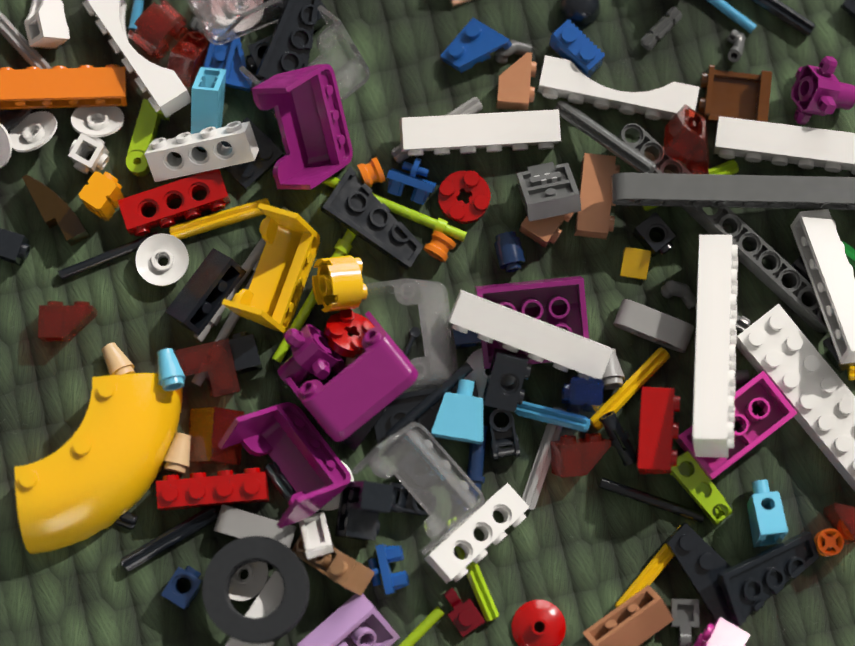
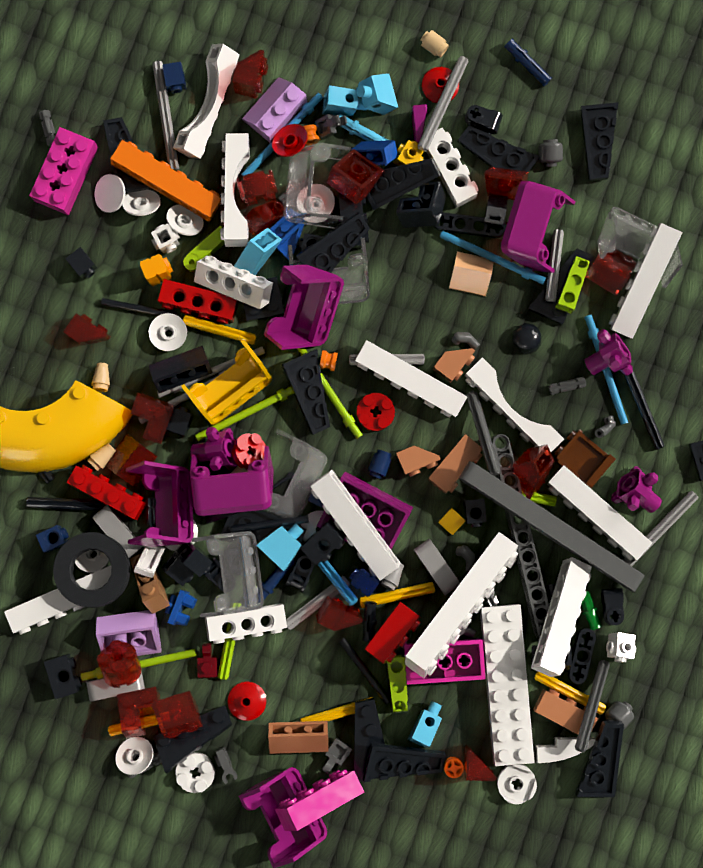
camera: 35 degrees right, 5 degrees up
(56, 211) = (124, 261): dark brown slope -> none
(169, 370) = (124, 406): medium azure cone -> none
(339, 283) = (262, 417): yellow brick -> none
(399, 179) = (352, 381): blue hips -> none
(439, 246) = (339, 433): orange wheel -> none
(473, 46) = (443, 322): blue wing -> none
(548, 191) = (426, 443): dark grey piece -> none
(575, 46) = (505, 365): blue brick -> none

